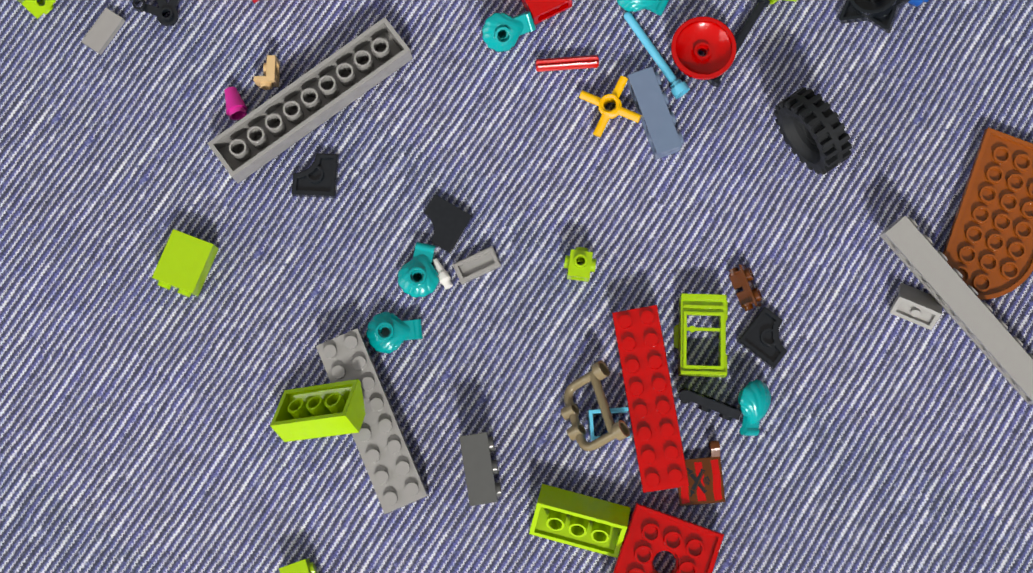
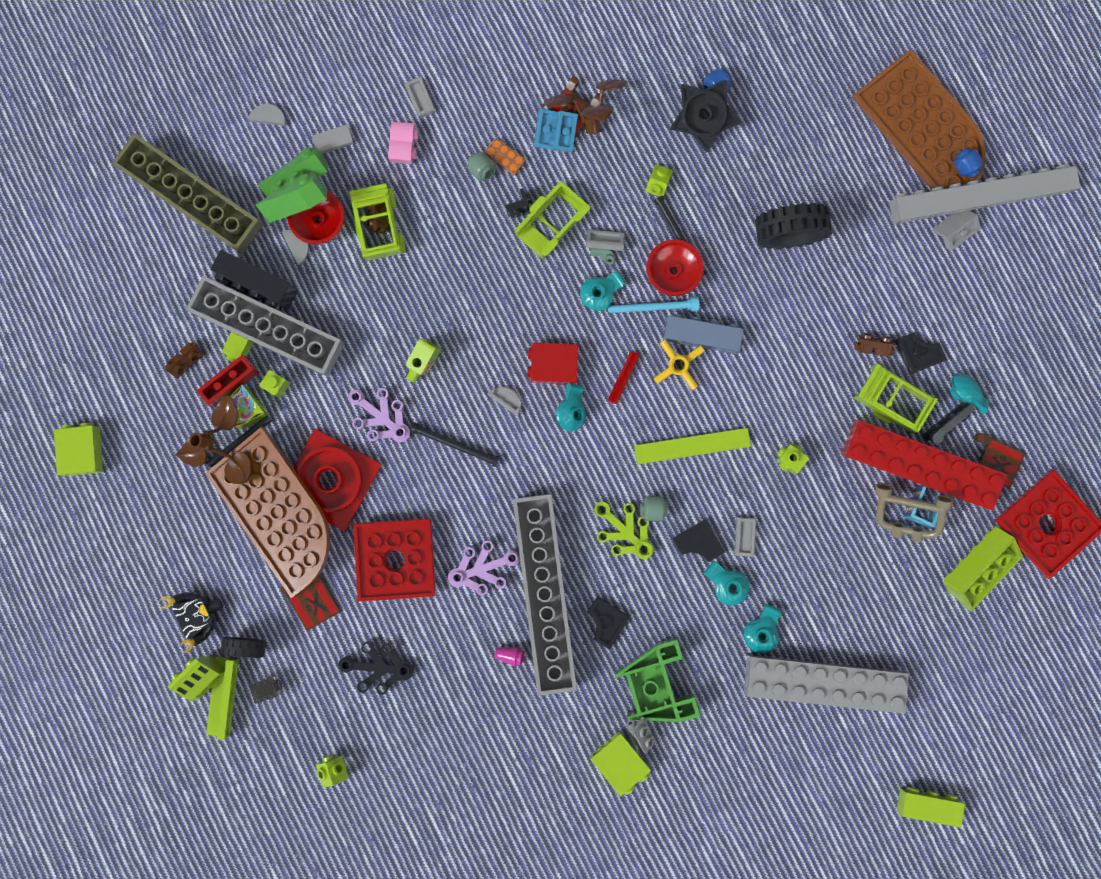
camera: 60 degrees left, 5 degrees up
(103, 31) = (387, 729): light grey tile -> none
(223, 264) = (641, 734): none -> light grey hinge
(271, 74) = (501, 612): tan bracket -> none
(275, 251) = (652, 687): none -> bright green wedge
(302, 31) = (480, 569): none -> lavender plant
(320, 411) = (801, 720): lime slope -> none
(416, 147) = (627, 532): none -> lime plant
(444, 277) = (741, 567): white piece -> none
(453, 159) = (654, 508): none -> sand green head
(480, 468) = (910, 622): dark grey brick -> none
(537, 165) = (692, 446): none -> lime tile
(989, 274) = (968, 162): none -> blue head

